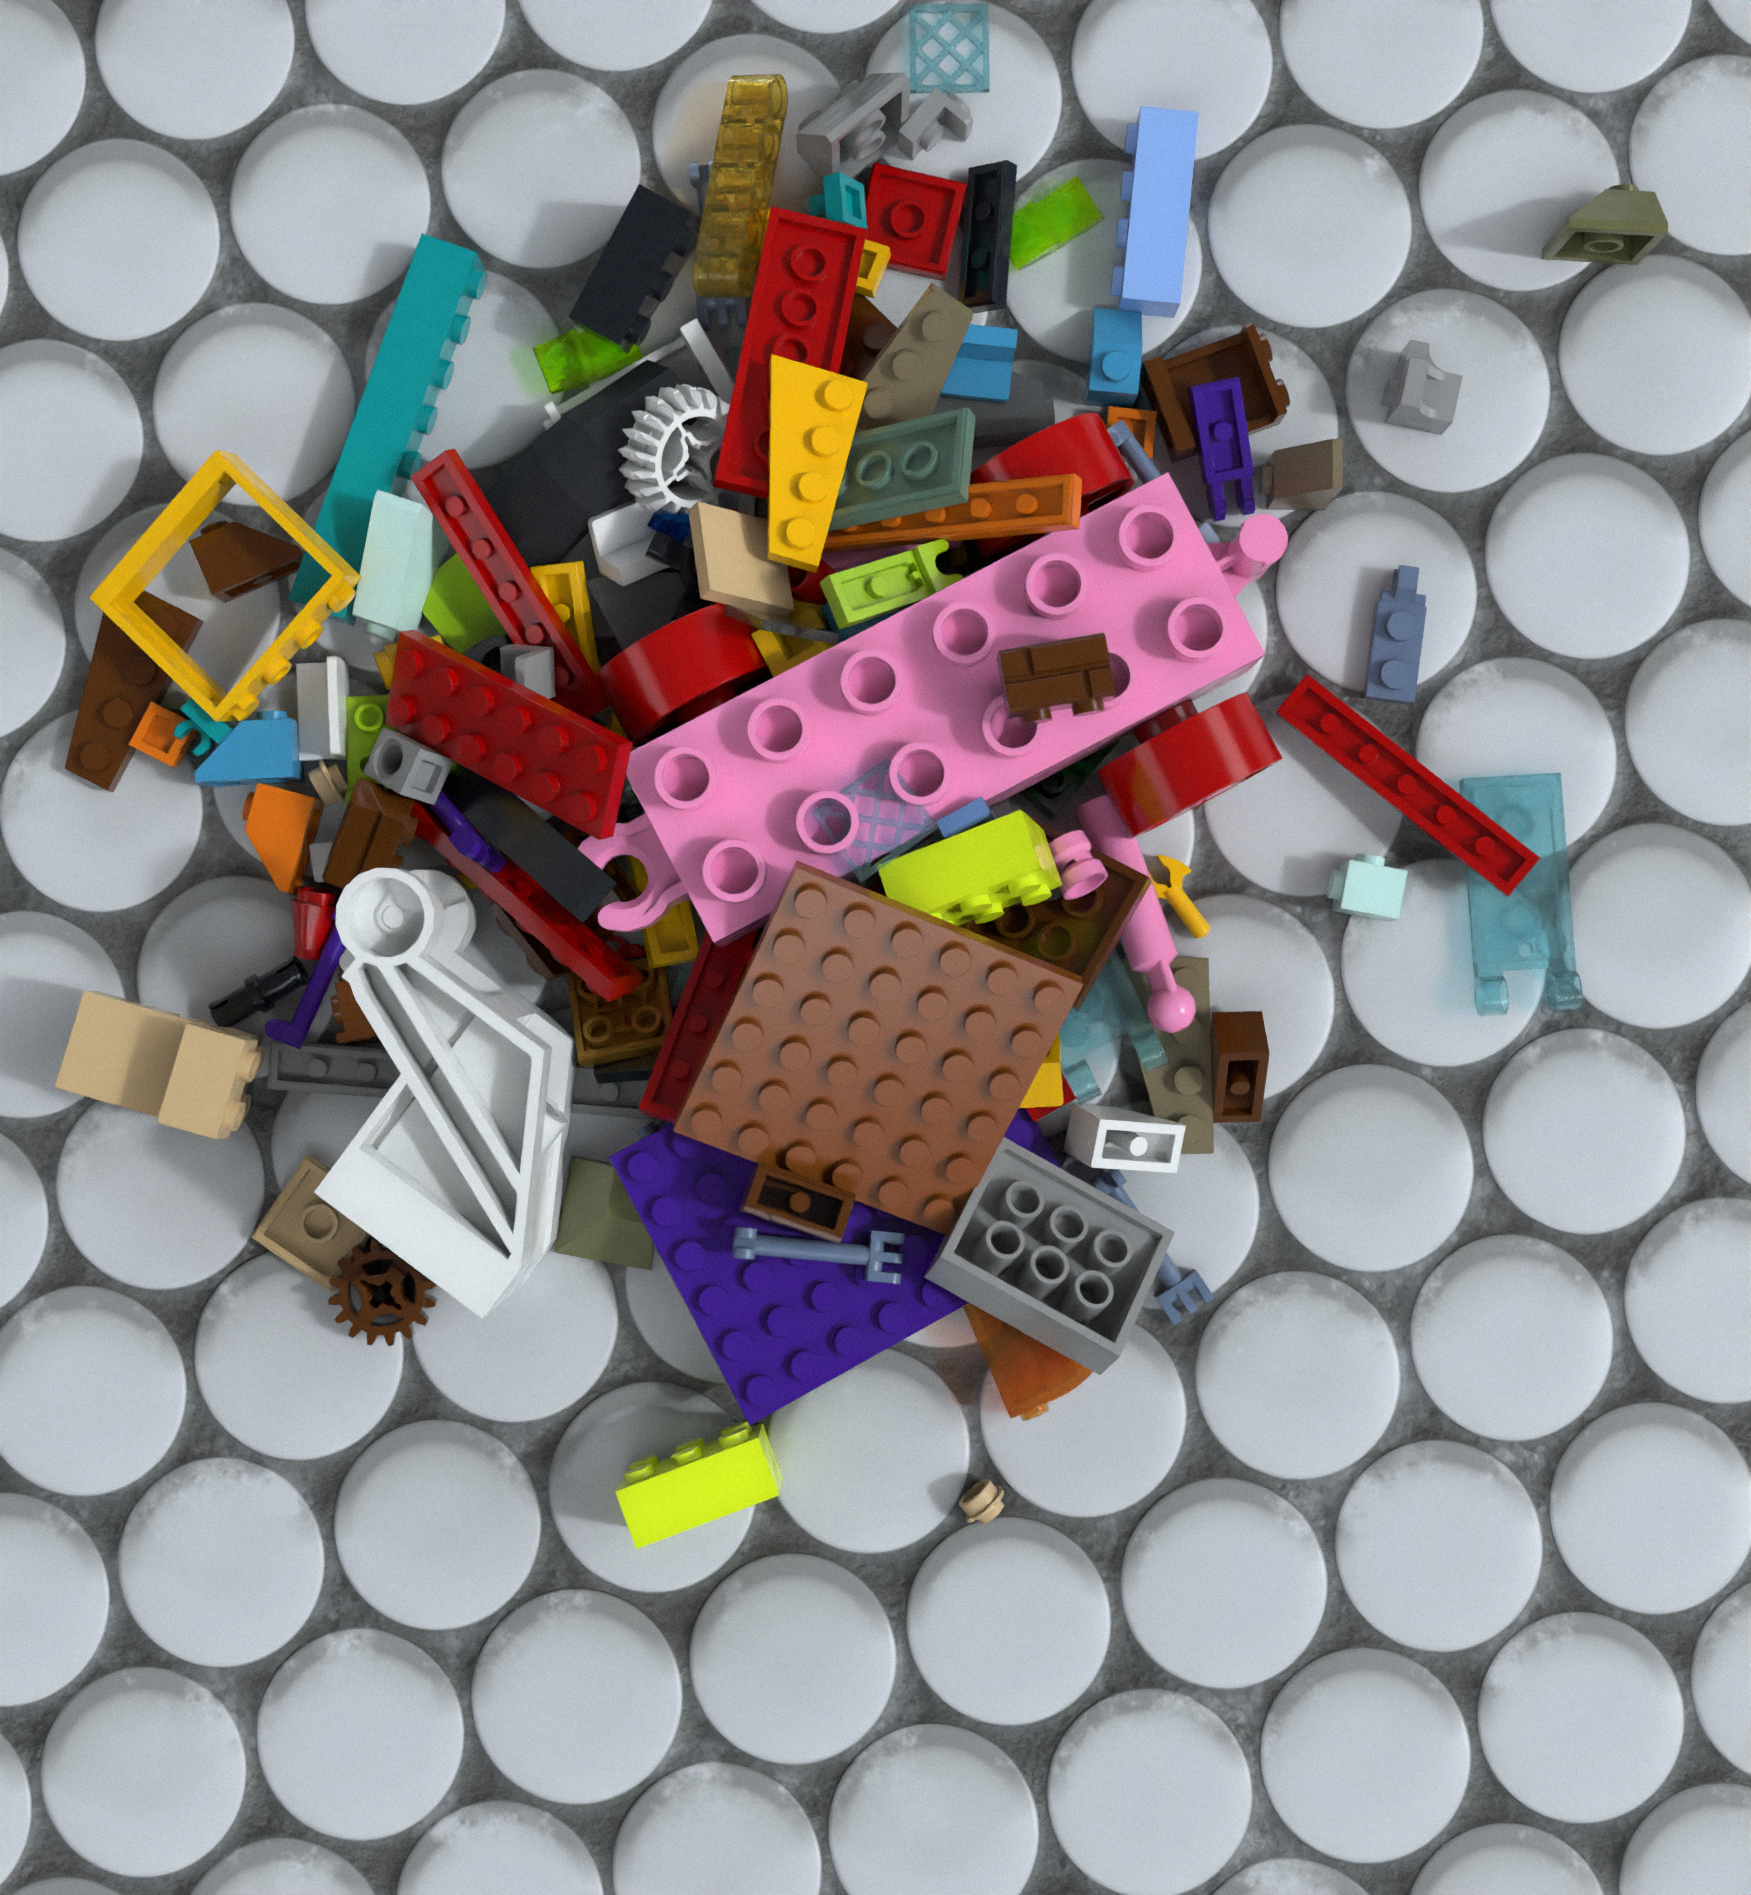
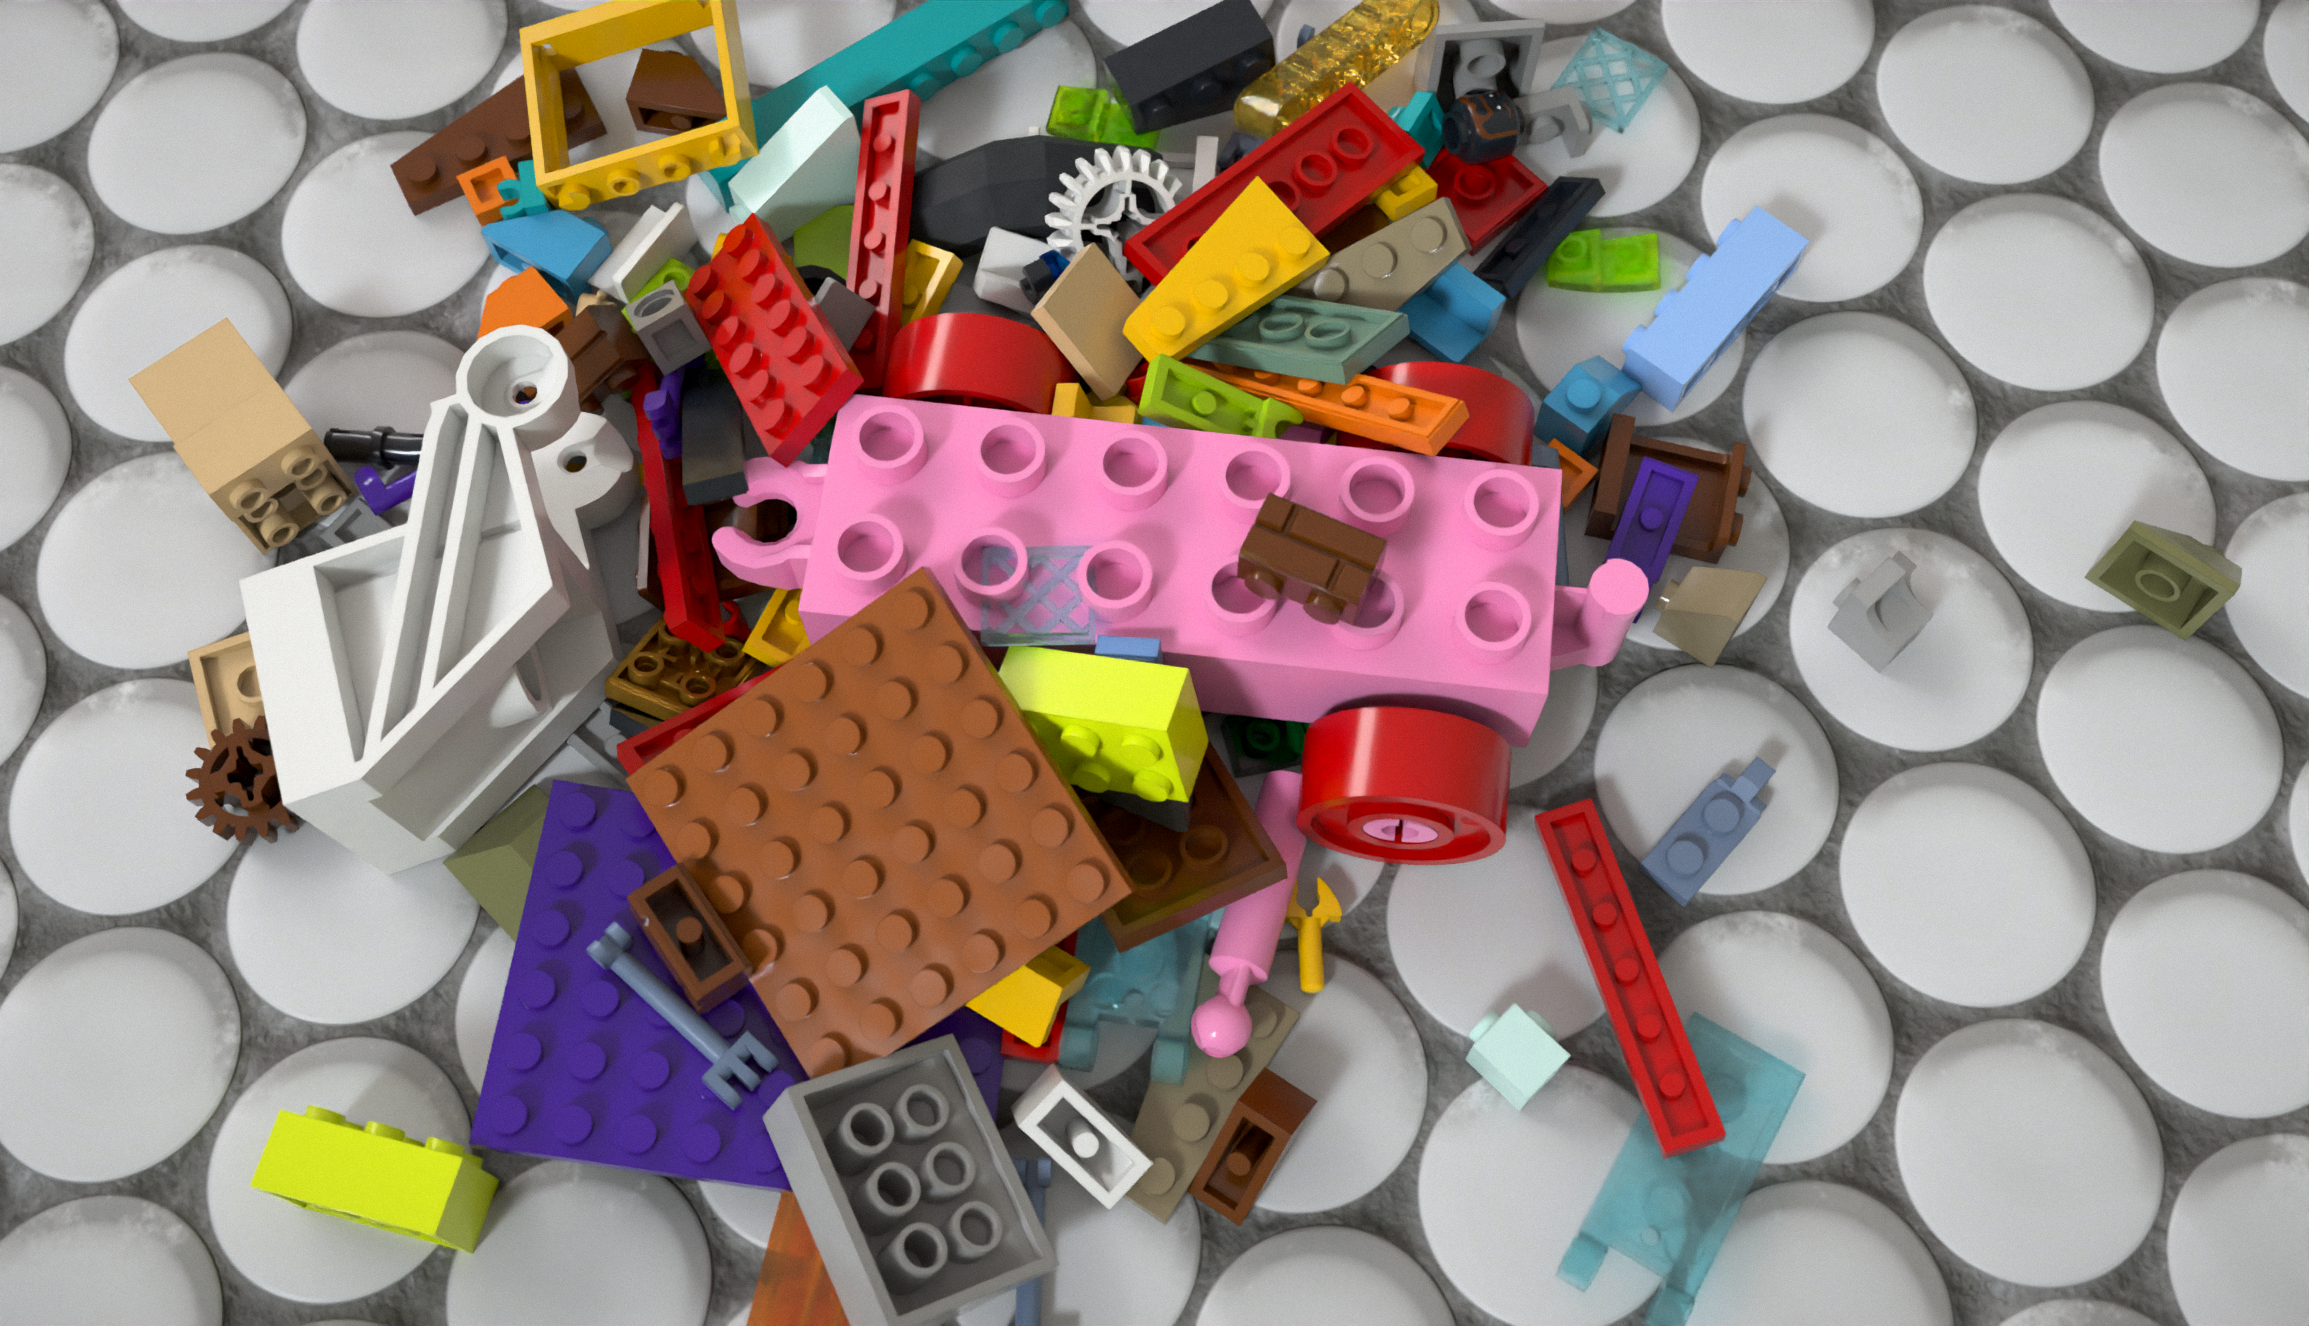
camera: 40 degrees right, 20 degrees down
(781, 624) = (1088, 380): clear smoke piece -> none
(891, 172) = (1482, 127): none -> black head
(1075, 865) = (1216, 803): bright pink wheel -> none

